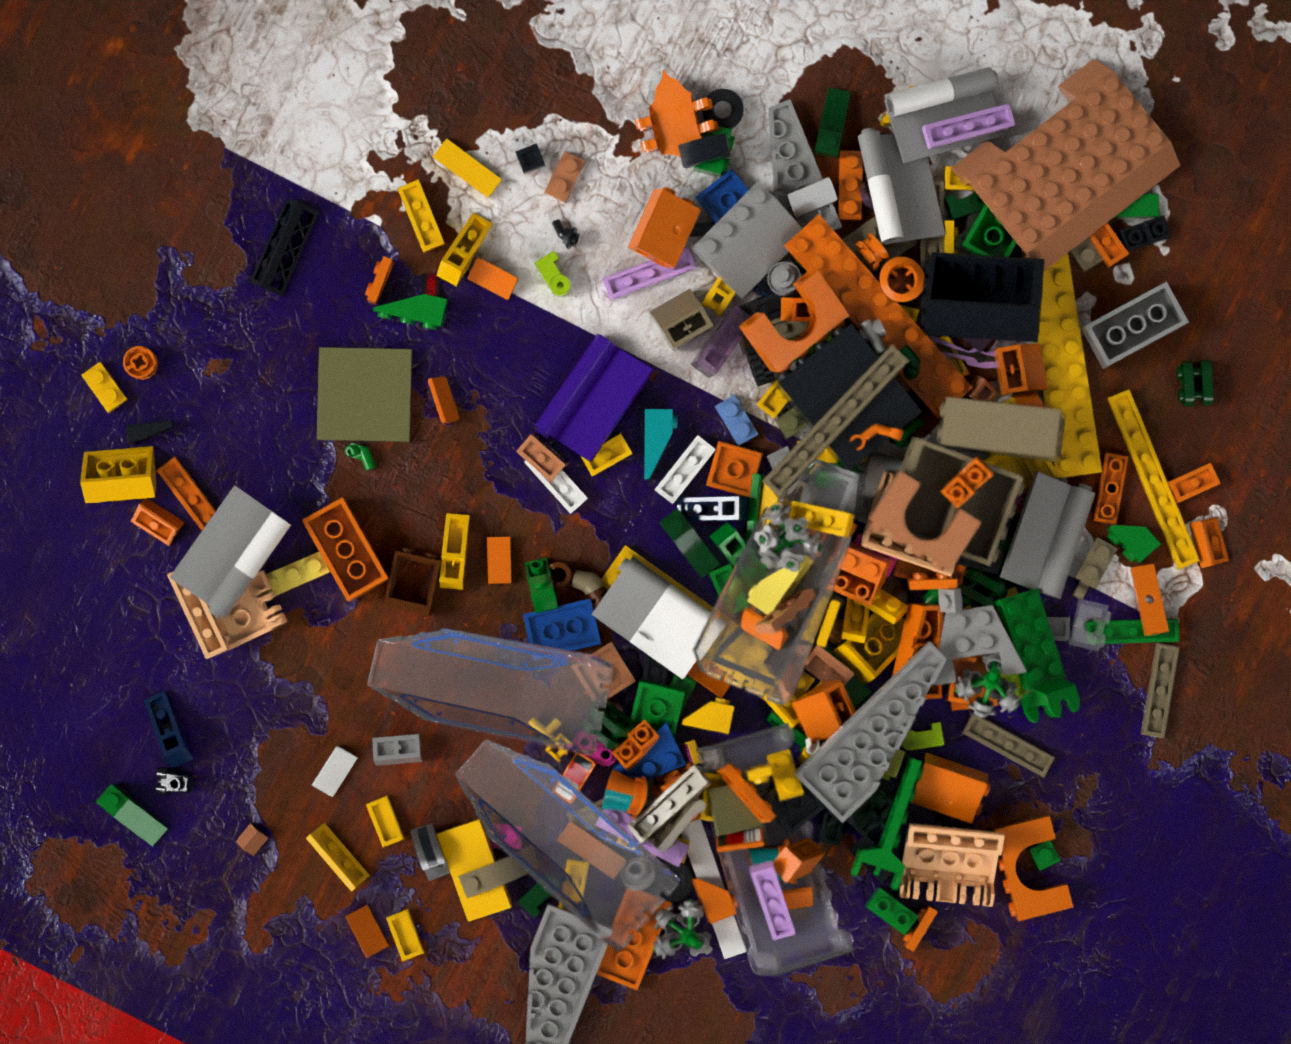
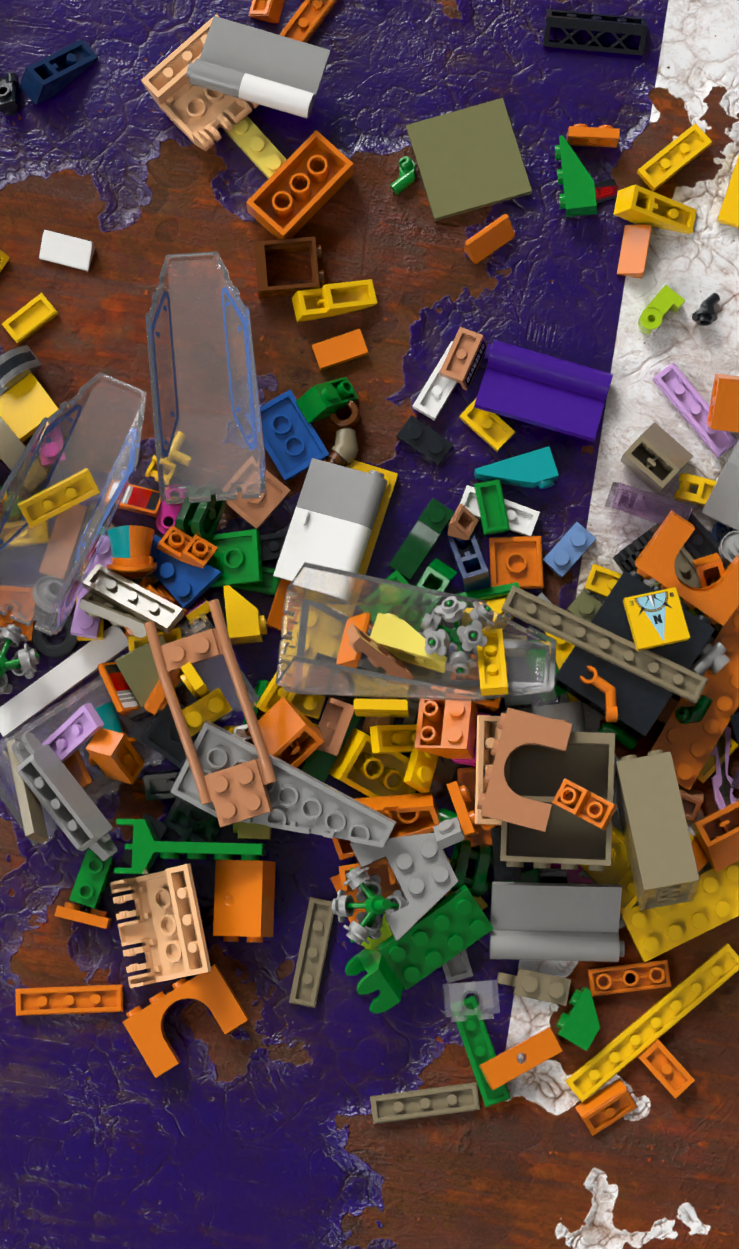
camera: 75 degrees right, 5 degrees down
(397, 749) = (107, 305): light grey hinge -> none
(557, 842) = (58, 498): none -> yellow plate
(602, 512) = (424, 440): none -> black plate
(681, 474) = (491, 507): none -> green tile
(687, 504) = (462, 523): none -> nougat slope
(716, 901) = (46, 683): orange slope -> none
(804, 943) = (29, 804): none -> dark tan tile
(818, 914) = (63, 796): none -> light grey hinge
(829, 370) = (656, 619): none -> yellow tile
(862, 765) = (237, 790): none -> nougat plate
(924, 739) = (285, 846): lime leg -> none
(985, 960) = (69, 1000): none -> orange tile
(1044, 855) = (204, 1029): green plate -> none

